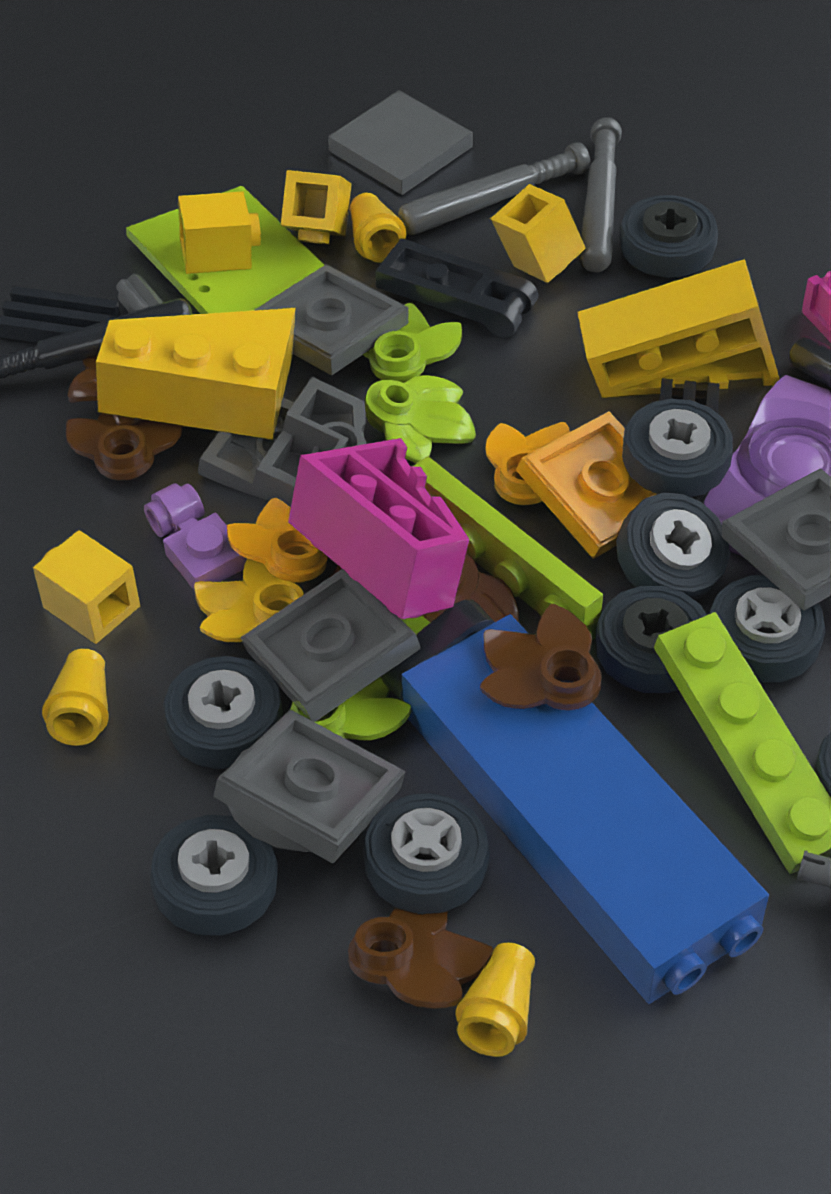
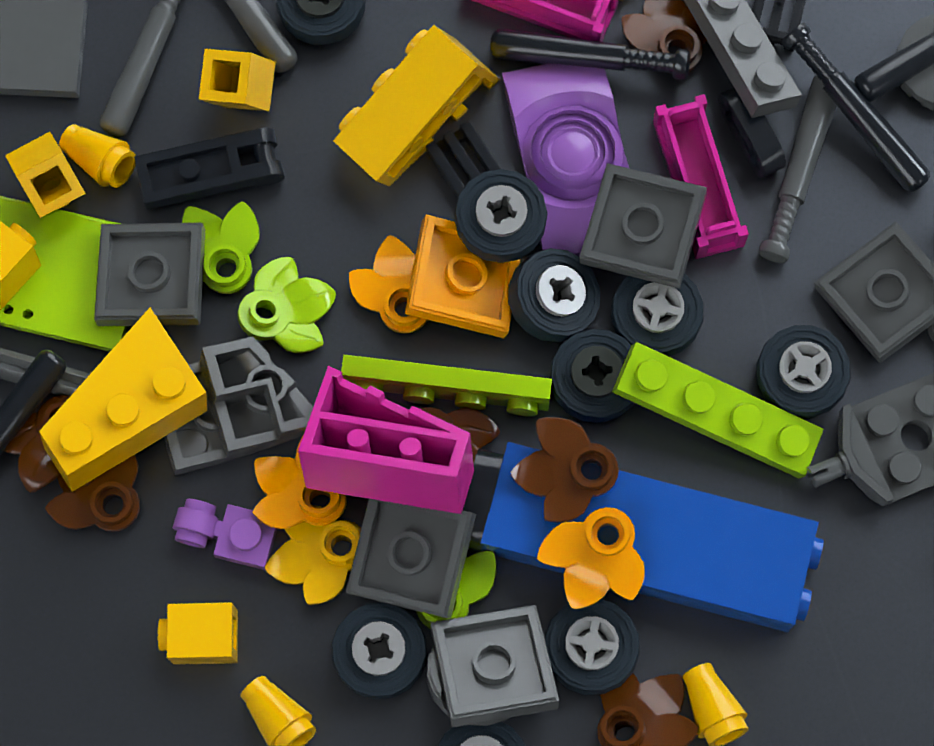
camera: 40 degrees left, 25 degrees up
(492, 753) = (591, 565): none -> light orange plate

